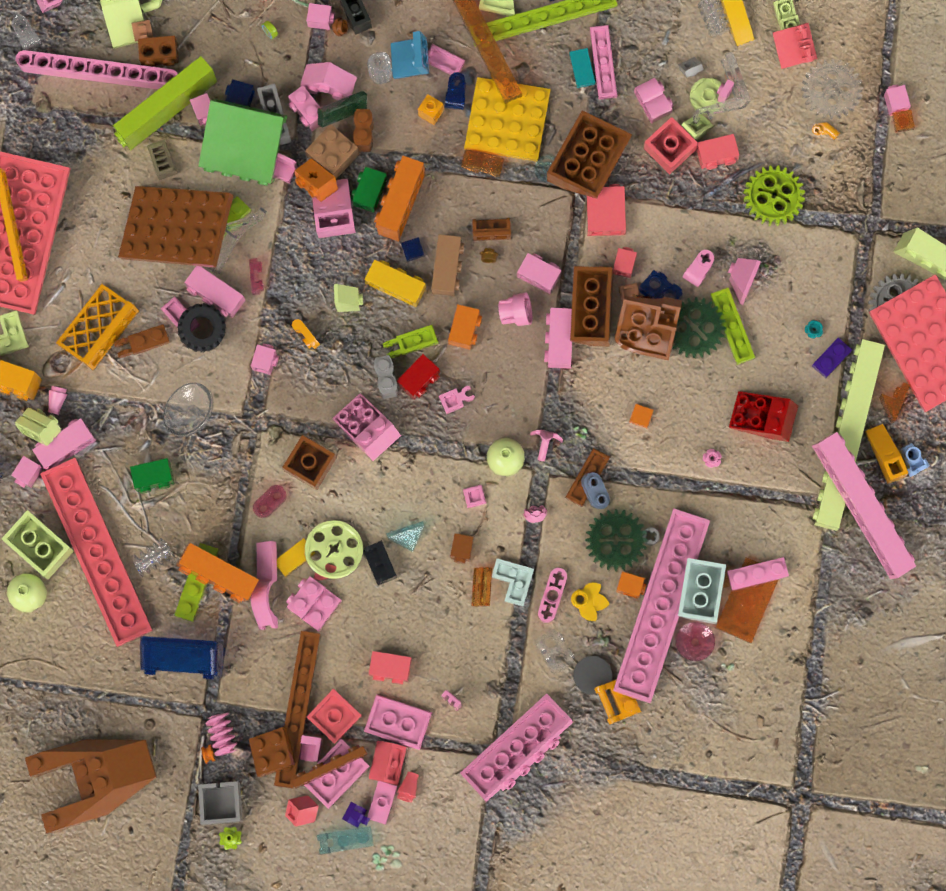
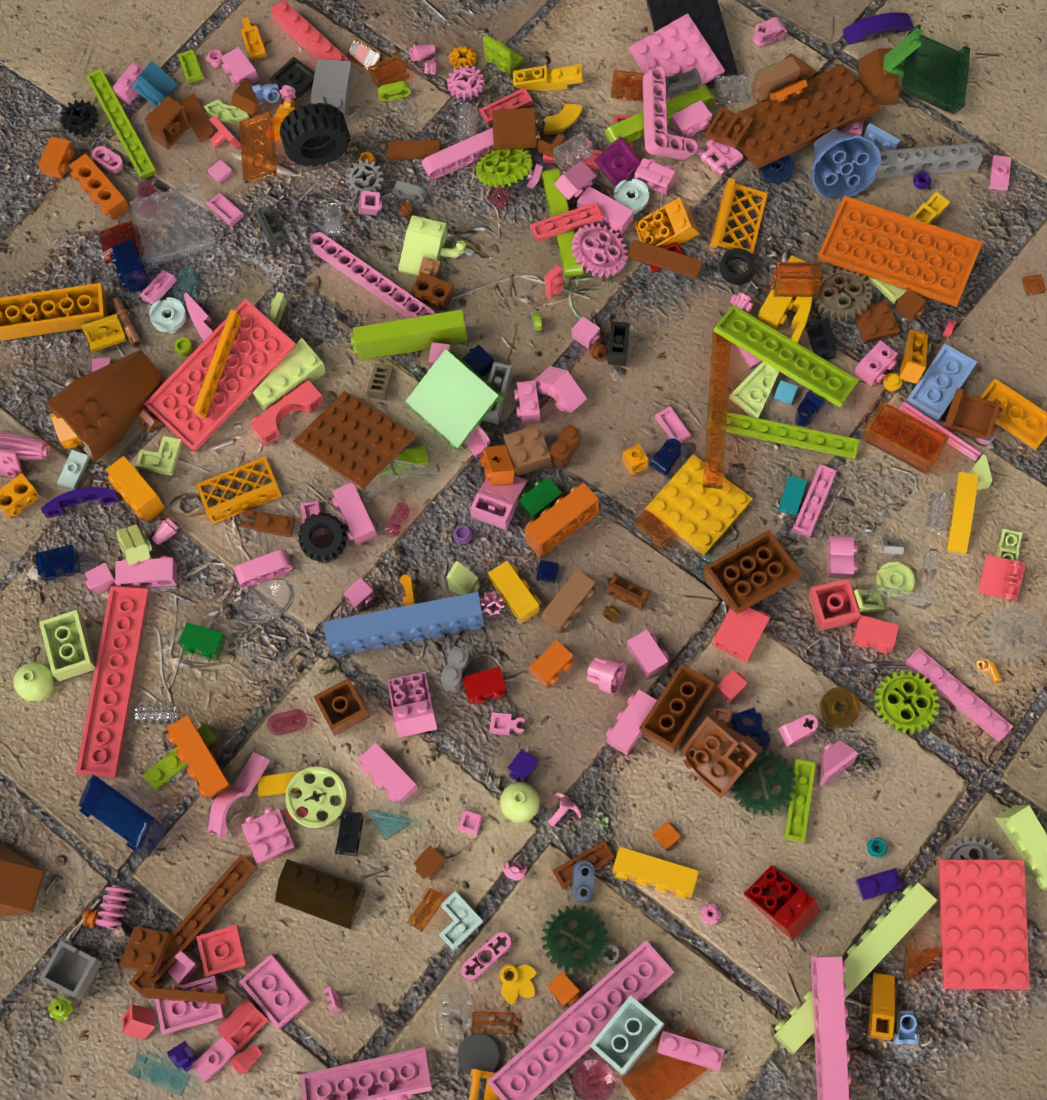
camera: 30 degrees right, 10 degrees down
(25, 141) = (277, 308): none -> yellowish green plate
(79, 200) = (295, 369): none -> yellowish green wedge
(104, 212) = (303, 398): none -> coral arch
(165, 383) = (263, 568): none -> bright pink beam
(320, 258) = (462, 534): none -> medium lavender plate
(320, 363) = (403, 624): none -> medium blue brick
(341, 109) = (556, 417): clear green plate -> none
(380, 68) = (611, 401): clear piece -> none
(382, 303) = (492, 603): none -> bright pink gear
(382, 496) = (387, 774): none -> bright pink brick
(386, 625) = (319, 894): none -> dark brown slope
(390, 667) = (299, 935): coral brick -> none
(410, 57) = (644, 406): dark azure bracket -> none
(412, 341) = (498, 651): lime hinge -> none
(491, 426) = (522, 766): none -> dark purple brick
(588, 635) = (511, 1023): none -> clear orange tile
(649, 450) = (654, 872): none -> yellow brick
(722, 220) = (845, 698): none -> pearl gold plate
(725, 90) = (912, 582): bright pink plate -> none
(812, 165) = (959, 695): none -> bright pink plate

